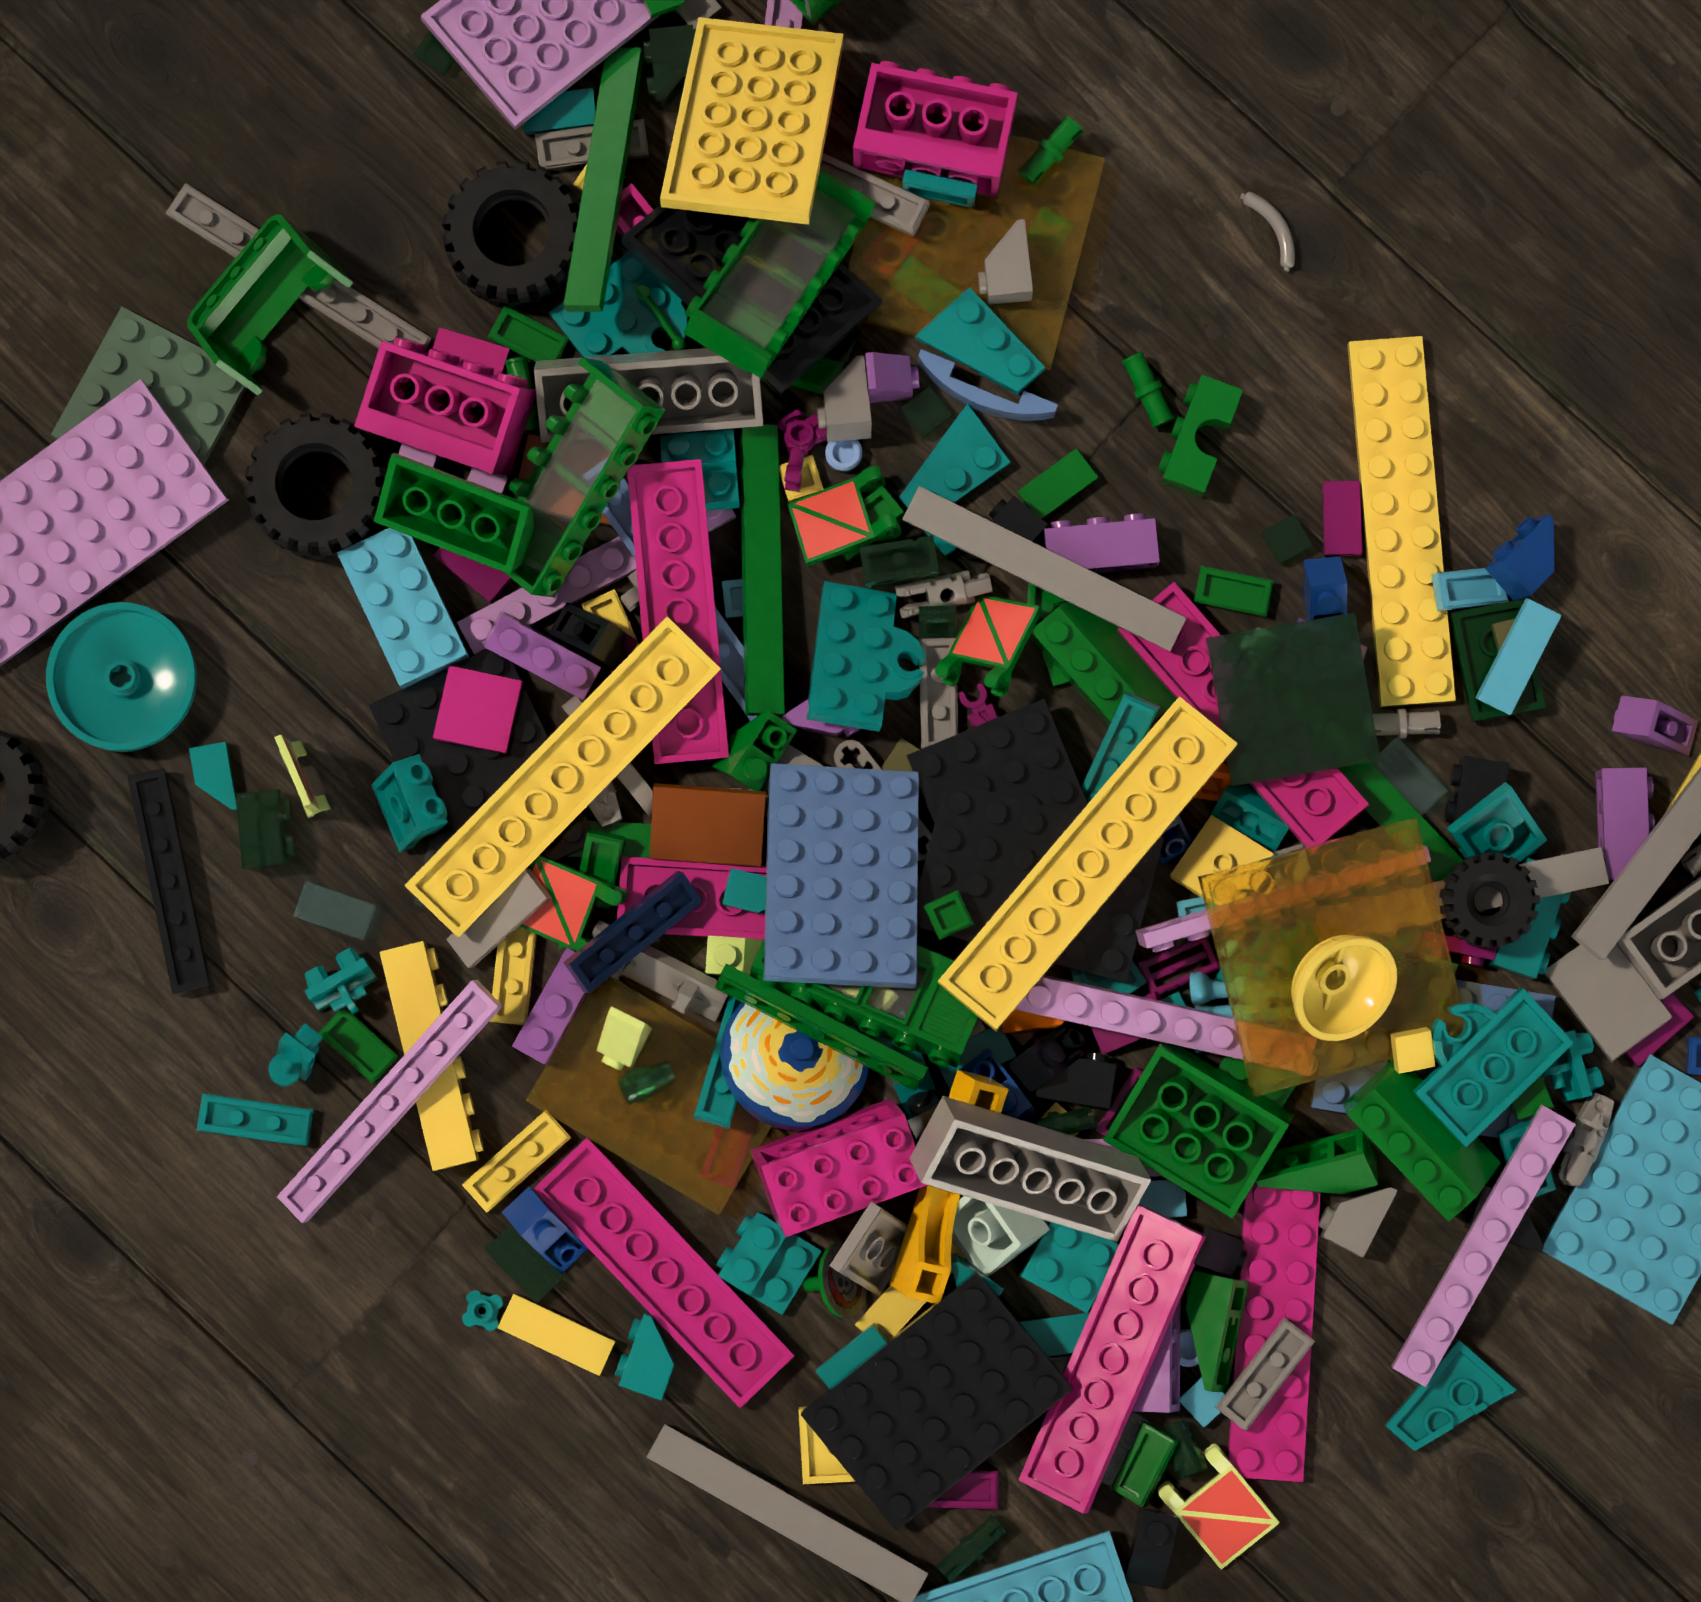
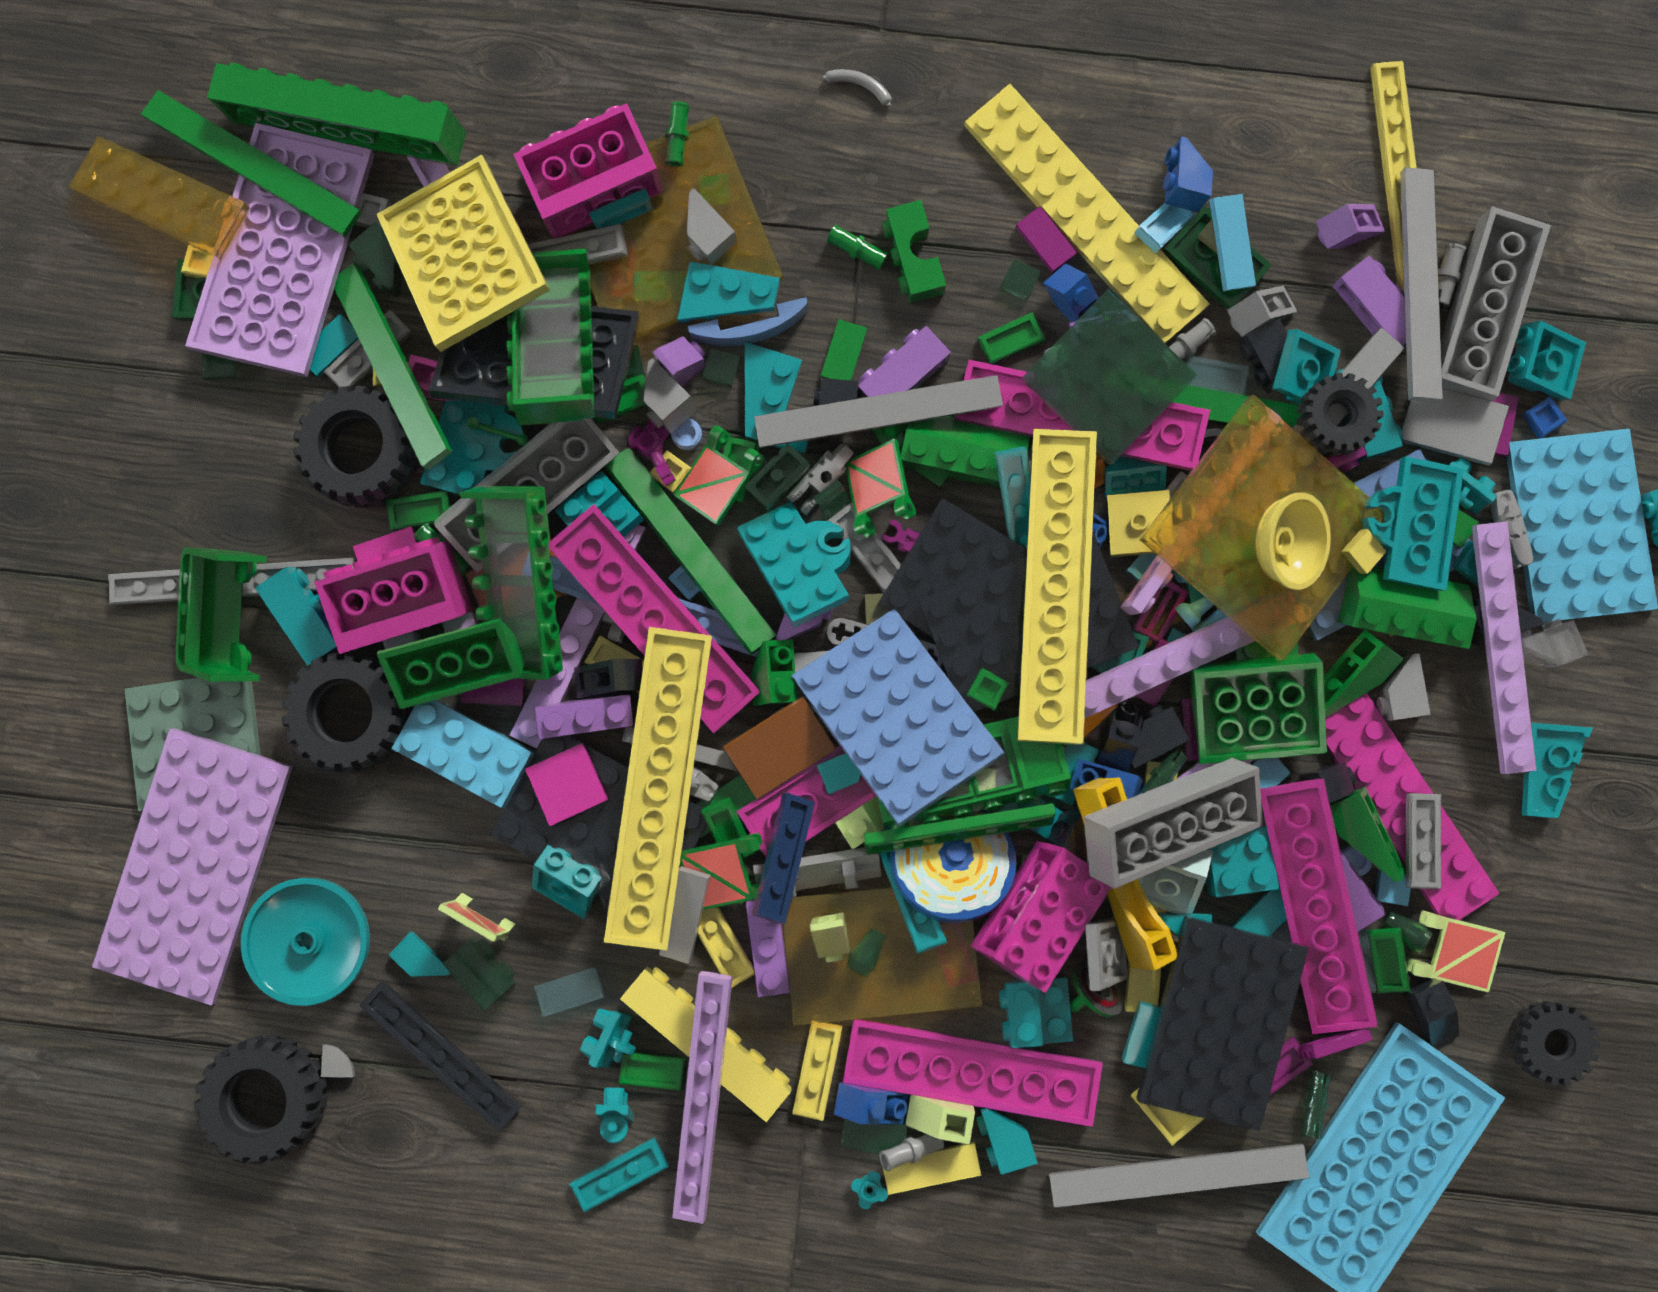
camera: 35 degrees left, 0 degrees up
(64, 815) = (335, 1063): none -> light grey tile
(342, 357) = (298, 613): none -> teal brick
(550, 1301) = (909, 1151): none -> light grey pin
(600, 1291) = (941, 1118): none -> yellowish green slope
(1032, 1502) = (1335, 1043): none -> magenta tile
(1503, 743) = (1261, 309): none -> light grey slope
(1537, 1282) = (1553, 645): none -> clear slope

